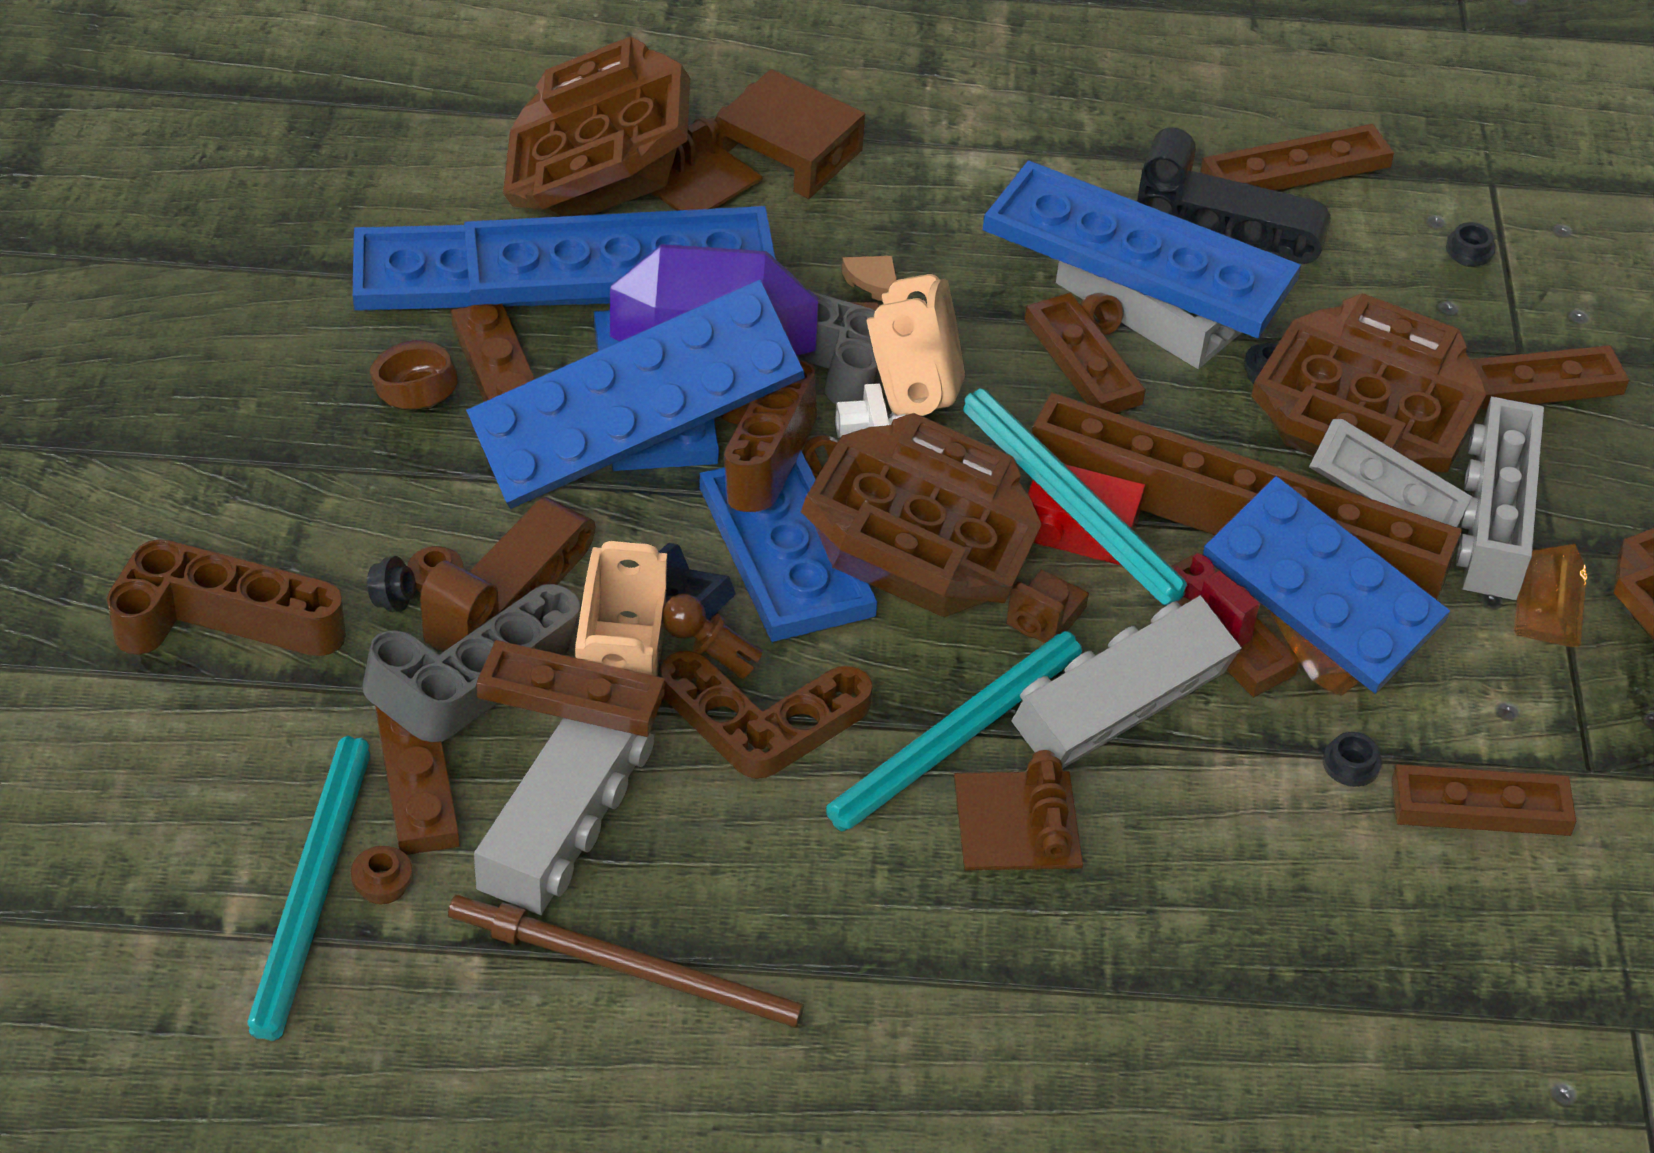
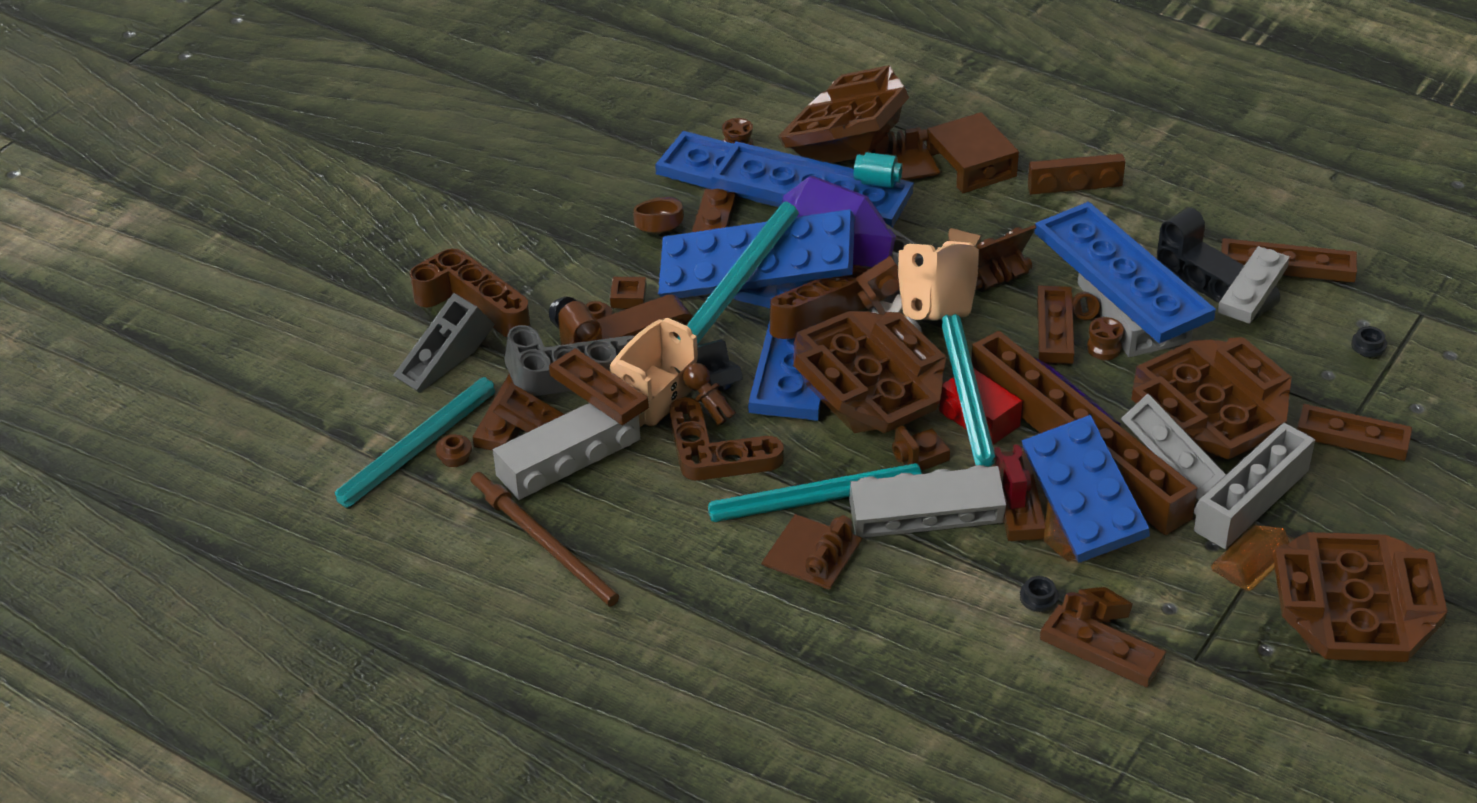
camera: 35 degrees right, 5 degrees down
(242, 707) = (445, 344): none -> dark grey slope
(437, 204) = (738, 131): none -> reddish brown wheel
(461, 516) = (627, 292): none -> reddish brown plate
(466, 768) = (524, 409): none -> reddish brown plate
(644, 422) = (742, 270): none -> teal axle
(716, 203) = (877, 169): none -> teal brick
(841, 377) = (878, 284): none -> reddish brown bracket
(950, 122) = (1076, 174): none -> reddish brown plate
(964, 279) = (1003, 258): none -> reddish brown hinge
(1161, 353) = (1105, 338): none -> reddish brown wheel
(1304, 212) = (1253, 284): none -> light grey plate
(1442, 743) = (1097, 604): none -> reddish brown plate

